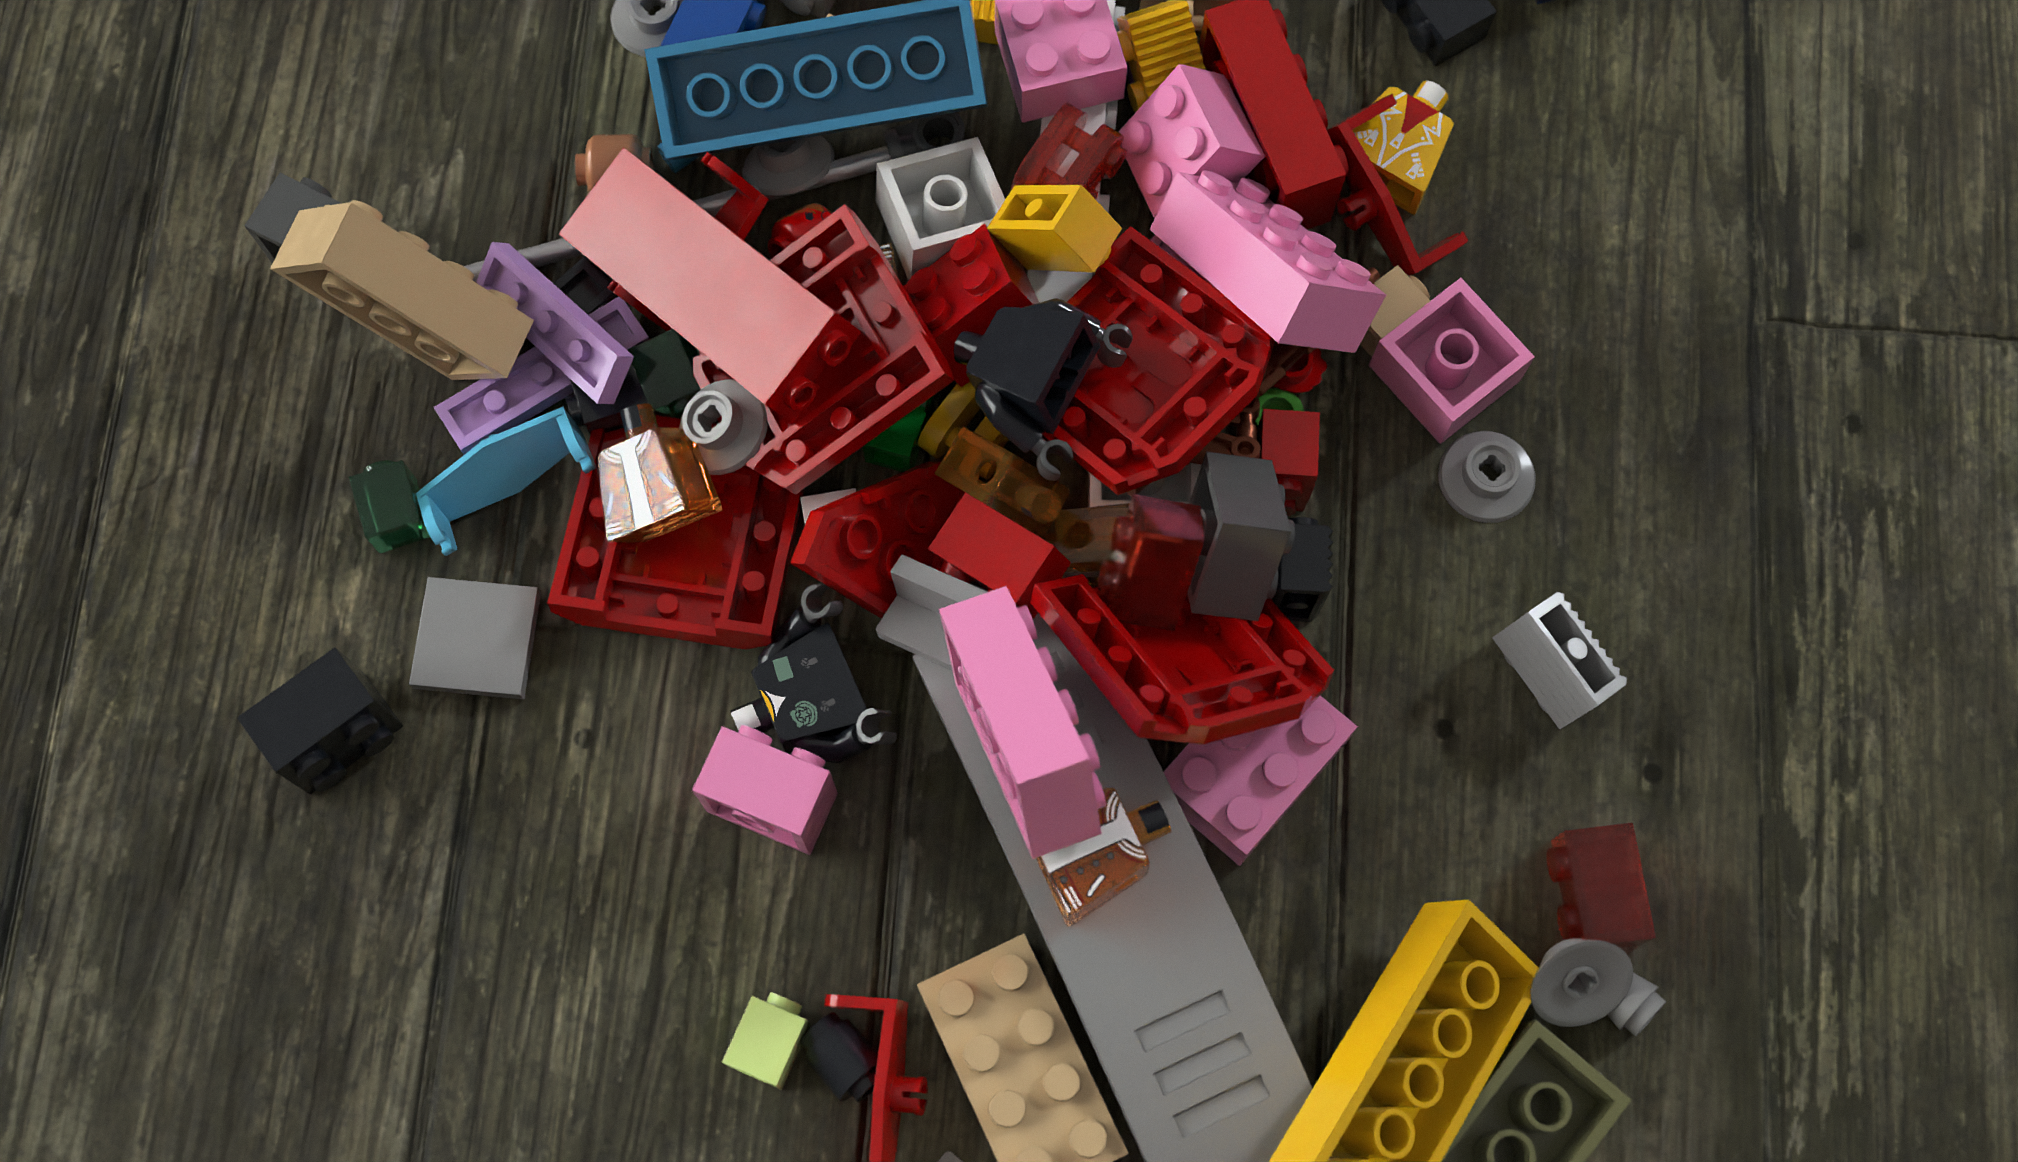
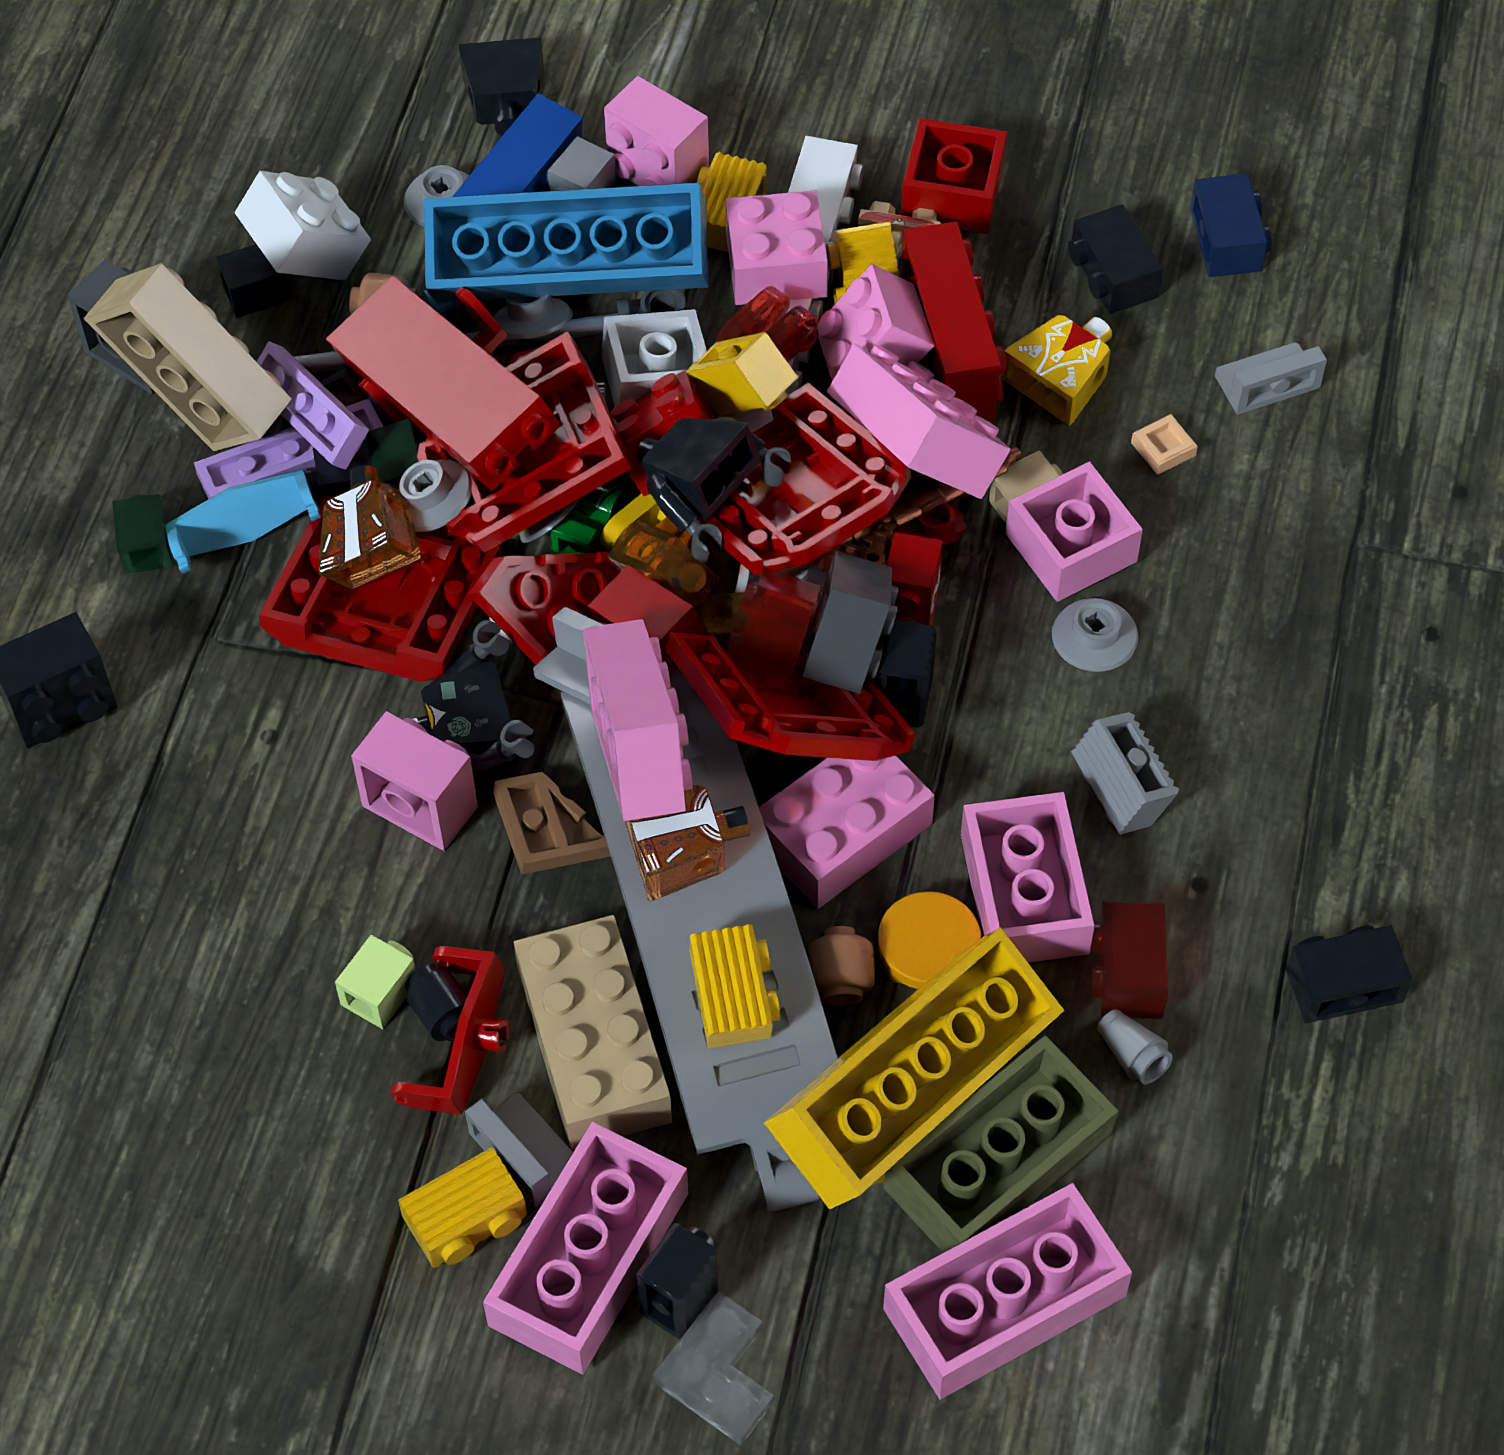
camera: 10 degrees right, 15 degrees down
(458, 154) = (251, 281): none -> black brick
(475, 638) = (192, 645): light grey tile -> none
(502, 85) = (302, 225): none -> white brick
(919, 813) = (545, 825): none -> medium nougat wing
(1185, 1029) = (732, 986): none -> yellow brick
(1285, 945) = (842, 966): none -> nougat head
(1371, 894) = (923, 936): none -> light orange tile
(1374, 202) = (1026, 399): red piece -> none
(1473, 809) = (1028, 875): none -> bright pink brick
(1525, 226) = (1164, 444): none -> light nougat tile
(1580, 982) = (1108, 1032): light grey piece -> none
(1628, 124) = (1271, 376): none -> light grey panel
(1840, 868) = (1348, 973): none -> black brick

